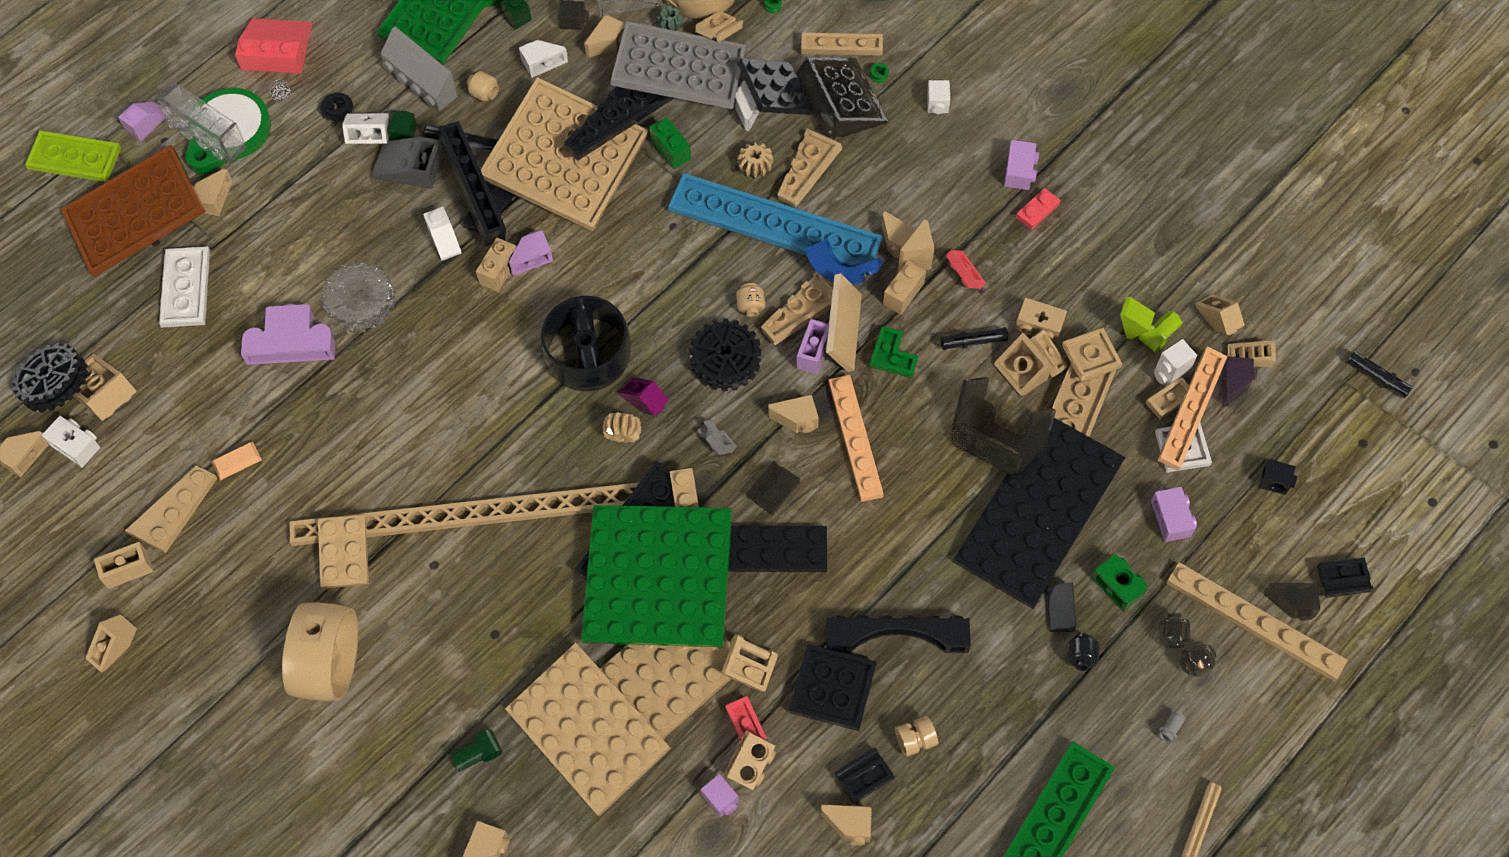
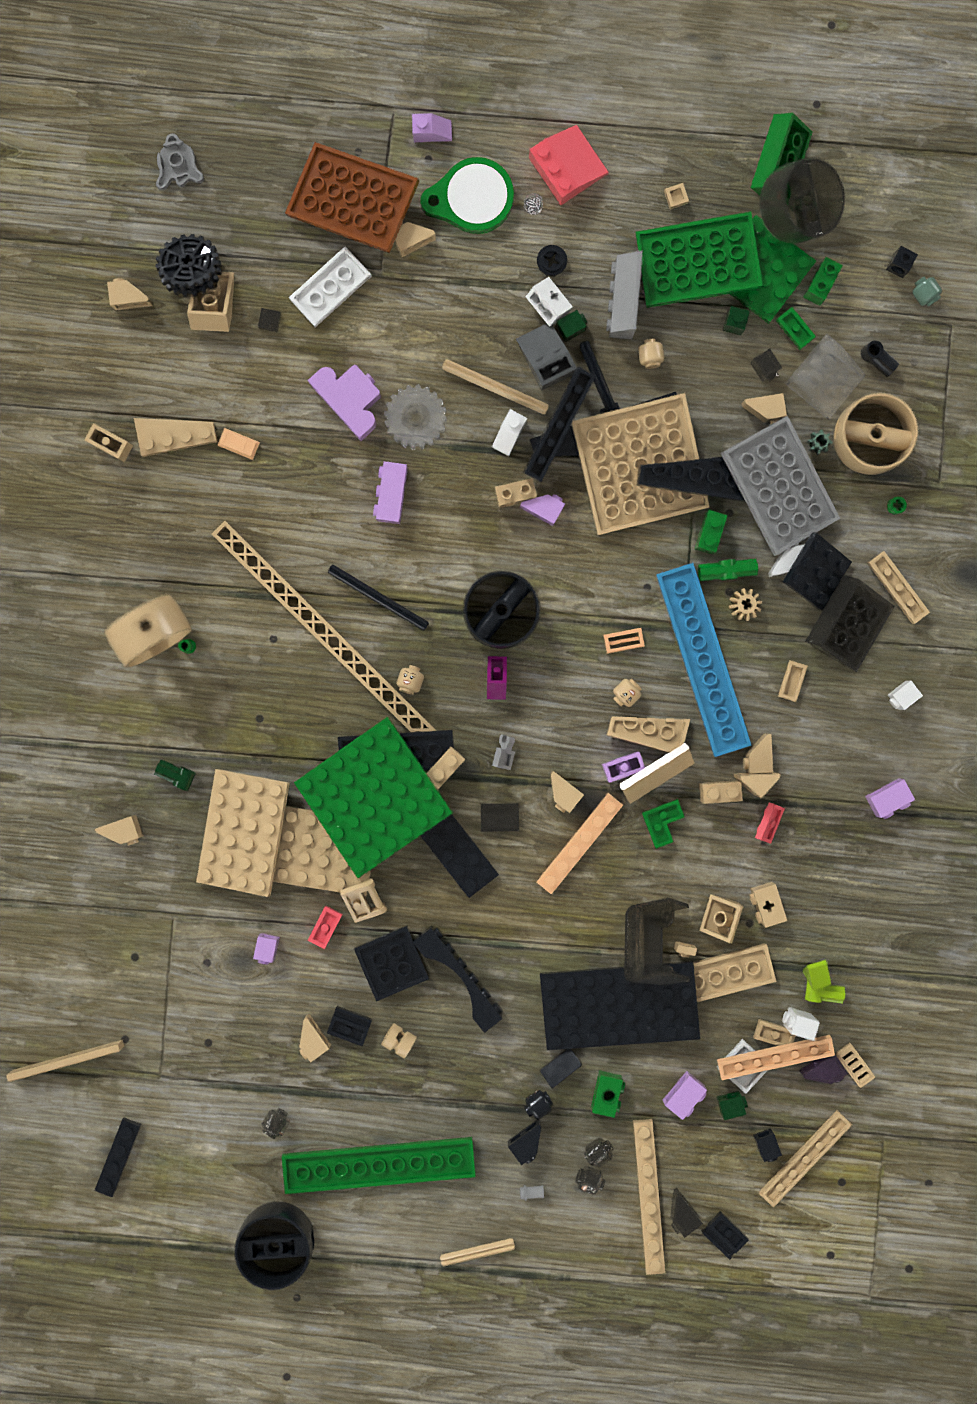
camera: 55 degrees right, 25 degrees up
(71, 441) = (155, 314): white brick -> none
(73, 156) = (361, 107): lime plate -> none
(110, 642) = (58, 481): tan slope -> none
(161, 354) = (269, 320): none -> clear smoke plate
(201, 123) = (451, 182): clear brick -> none
(343, 551) = (232, 575): tan plate -> none
(365, 645) = (191, 646): none -> green pin
(394, 220) = (495, 386): none -> tan axle
(401, 363) = (390, 492): none -> lavender brick
(481, 443) = (378, 597): none -> black axle
(542, 56) = (711, 374): white slope -> none
(579, 468) = (410, 680): none -> tan head
(621, 427) = (460, 685): tan gear -> none
(695, 288) = (640, 638): none -> light nougat tile
(714, 152) = (728, 569): none -> green piece
(719, 26) = (840, 485): tan plate -> none
(725, 355) = (582, 698): black piece -> none
(743, 757) = (300, 948): tan brick -> none
(811, 161) = (774, 645): tan wing -> none
(827, 264) = (697, 738): blue arch -> none
(853, 170) = (792, 681): none -> tan tile
(880, 67) = (890, 638): green bush -> none
(974, 338) = (702, 853): black pin -> none
(1023, 416) = (685, 950): none -> tan plate
(1038, 209) = (863, 835): coral plate -> none
(1050, 352) = (744, 929): tan plate -> none
(1092, 354) = (765, 961): tan plate -> none
(1115, 692) = (525, 1143): none -> black slope
(1213, 480) = (732, 1105): none -> dark green brick
(1221, 314) = (871, 1024): tan slope -> none
(1316, 458) = (805, 1158): none -> tan tile
(1375, 371) = (905, 1170): black pin -> none

